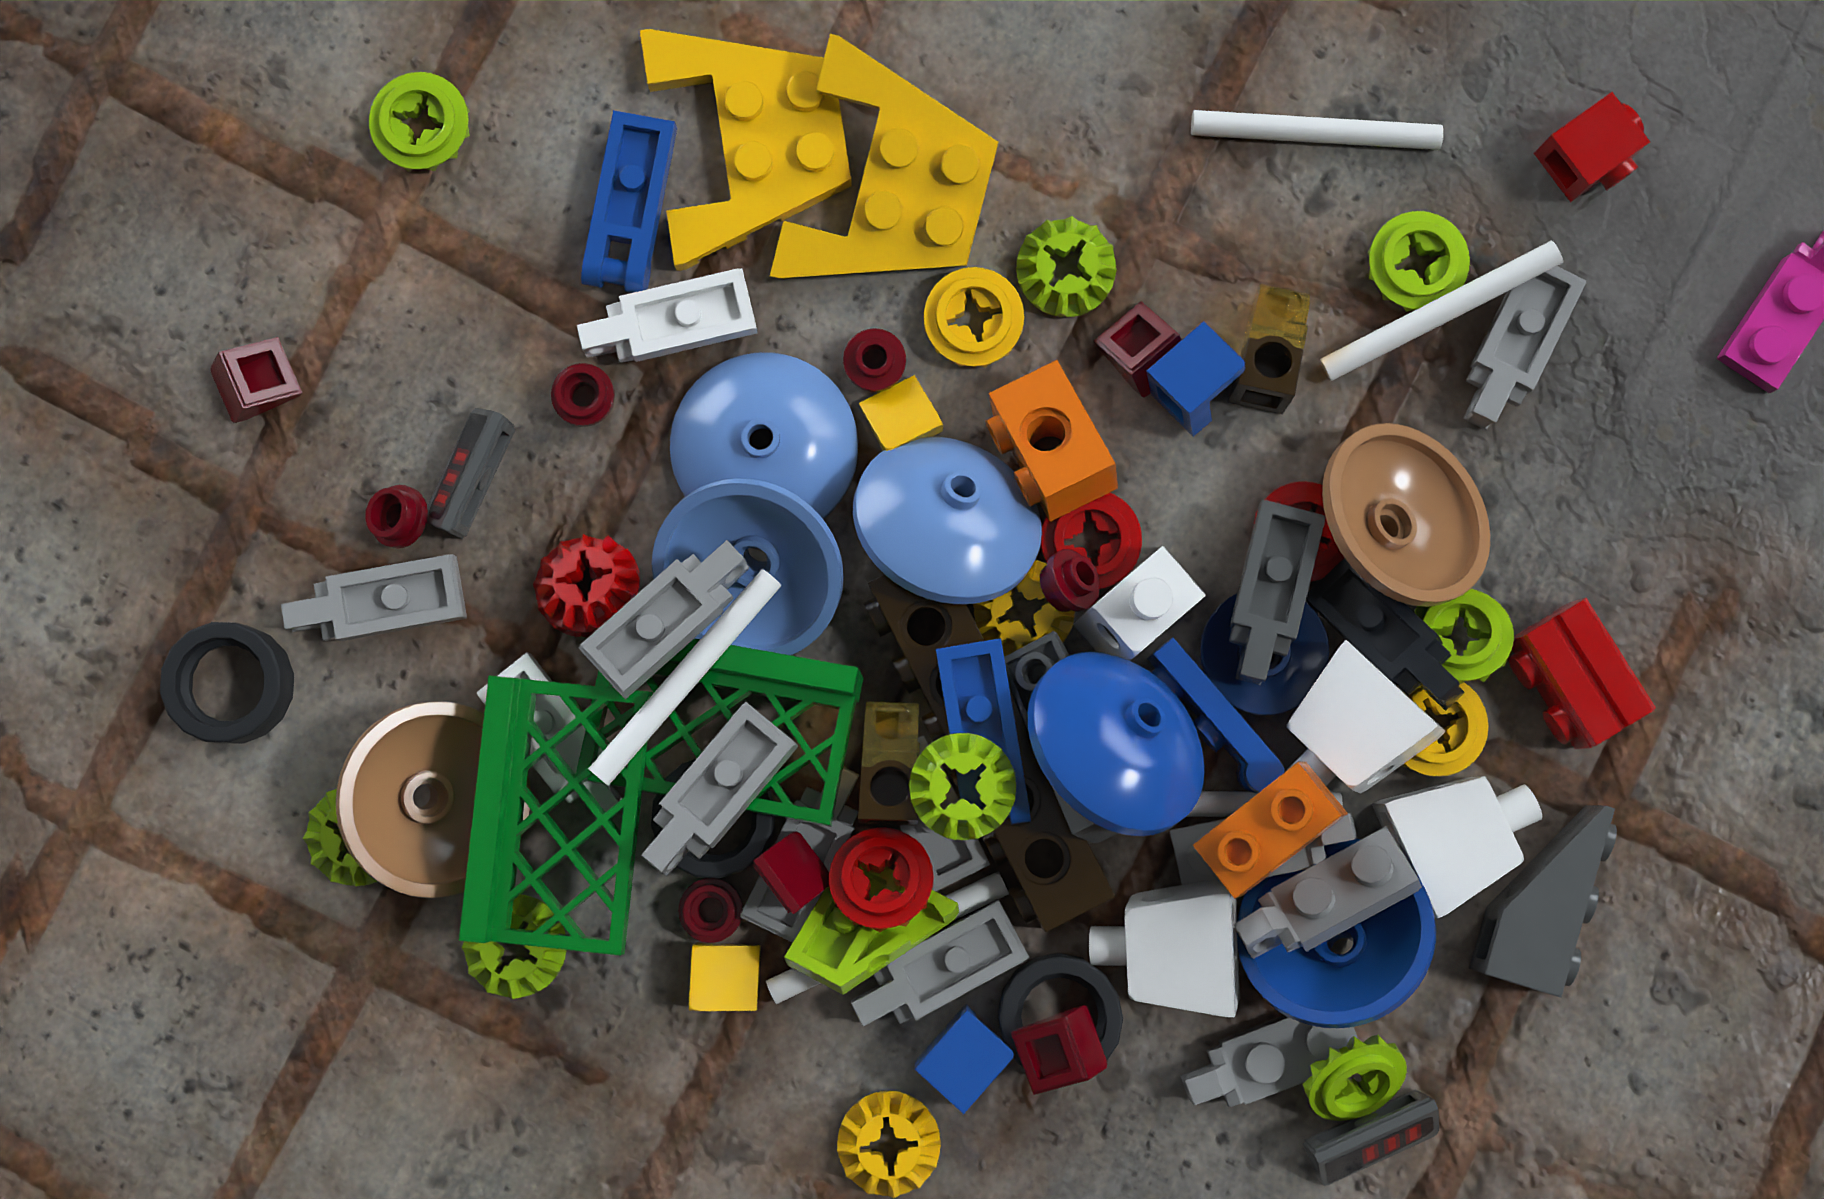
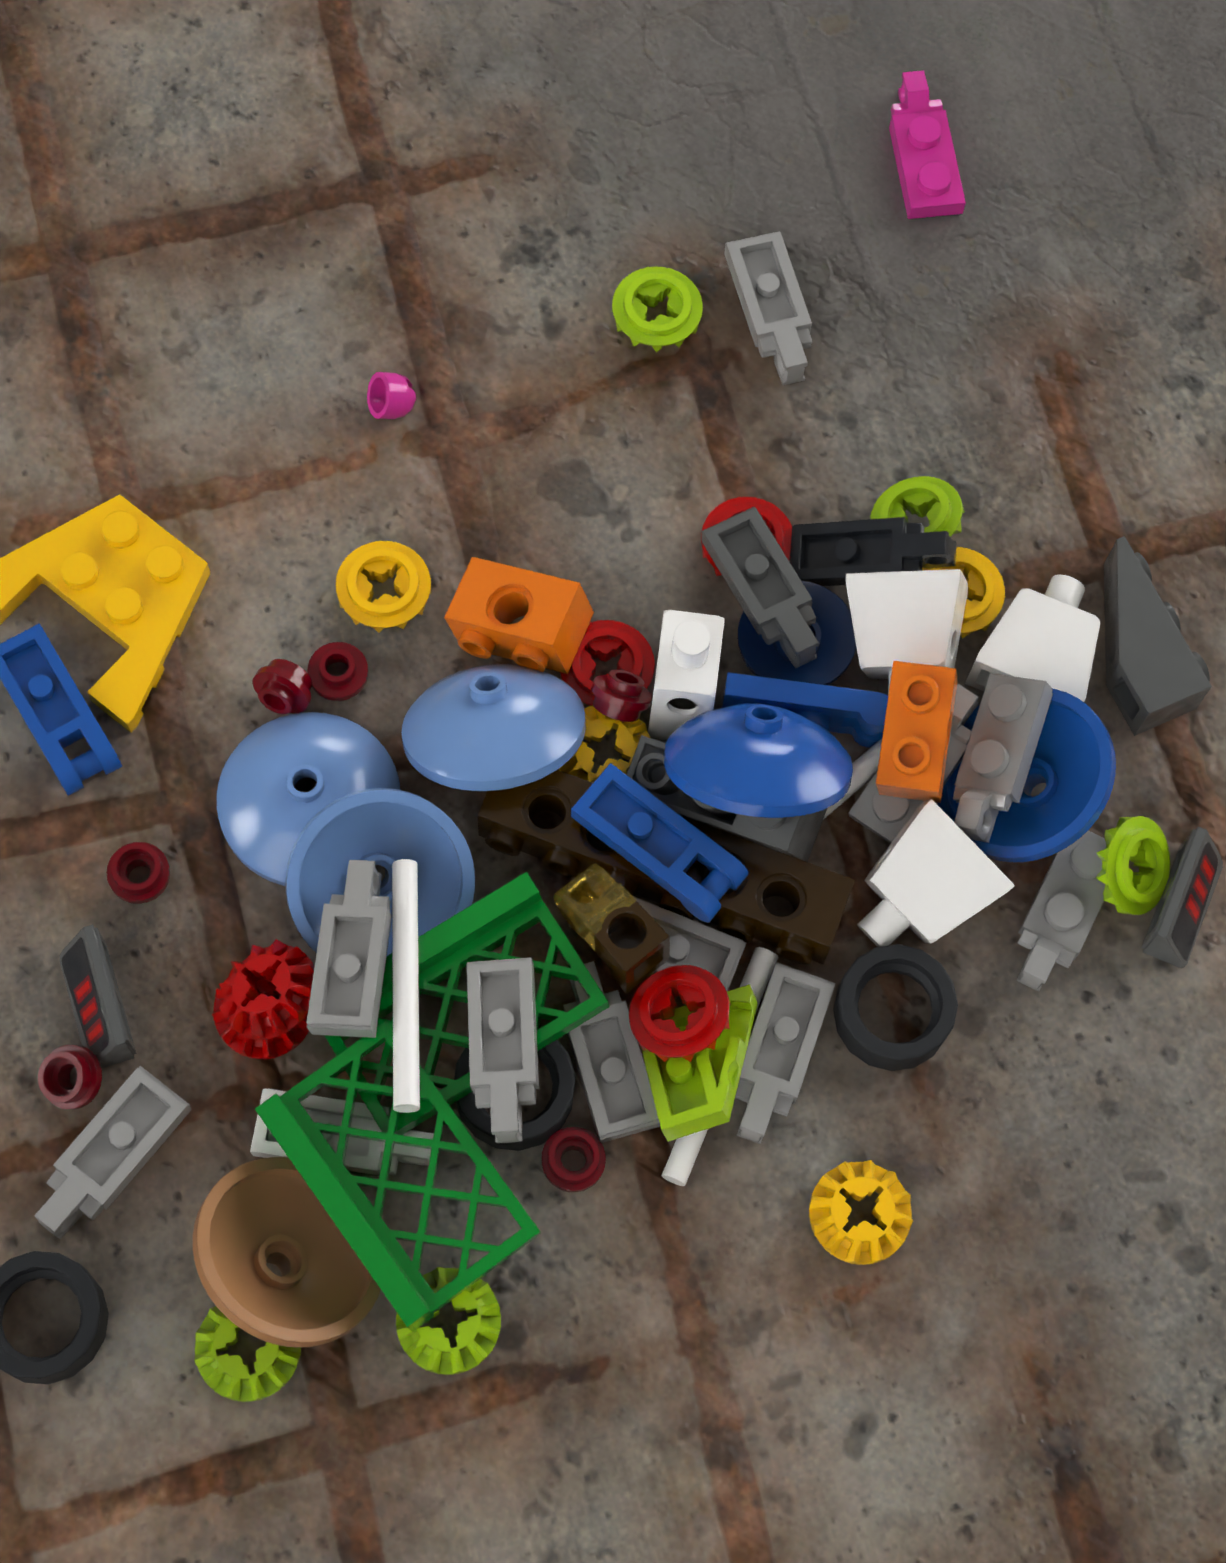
camera: 50 degrees left, 15 degrees down
(672, 318) = (159, 763): white hinge -> none
(724, 977) = (628, 1199): yellow slope -> none
(793, 872) = (610, 1067): dark red slope -> none
(818, 338) = (283, 687): none -> dark red plate
(901, 414) = (391, 692): yellow slope -> none
(917, 186) = (260, 526): yellow wing -> none
(962, 819) = (657, 900): lime gear -> none
(963, 1059) = (857, 1095): blue panel -> none
(1060, 1050) = (918, 1021): dark red slope -> none
(1072, 294) = (399, 519): lime gear -> none
(1124, 154) = (390, 395): none -> dark pink hinge
(1137, 344) = (523, 512): dark red slope -> none
(1194, 375) = (576, 496): blue panel -> none
(1272, 349) = (614, 440): leg -> none
(1316, 130) = (507, 281): white bar -> none
(1406, 515) = (806, 466): medium nougat dish -> none
(1442, 310) = (702, 325): white bar -> none
(1579, 676) = (1018, 478): red brick -> none
(1594, 148) = (704, 149): red brick -> none

